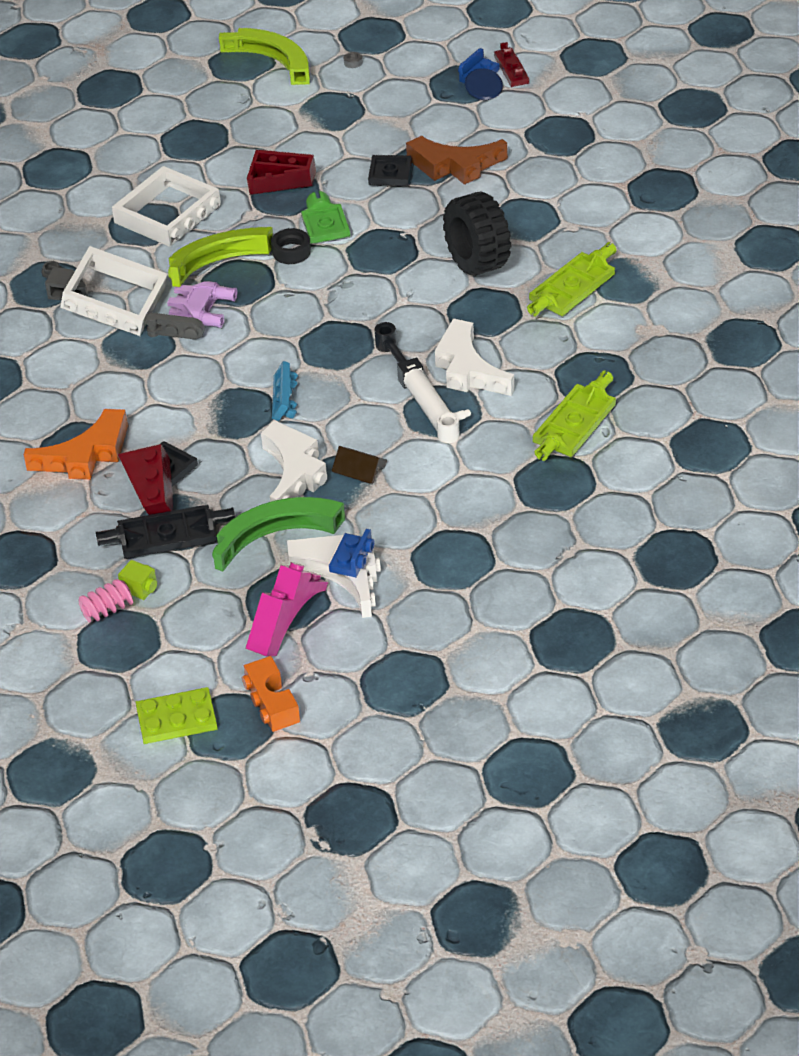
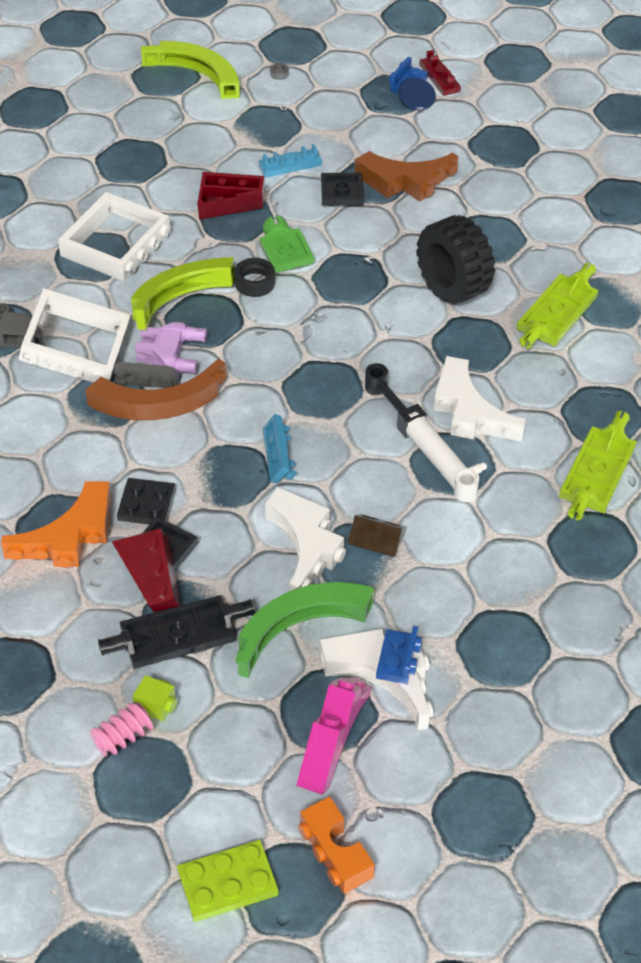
camera: 10 degrees left, 5 degrees up
(157, 427) = (145, 501): none -> black plate
(184, 349) = (156, 403): none -> dark orange arch
(346, 144) = (290, 162): none -> dark azure plate

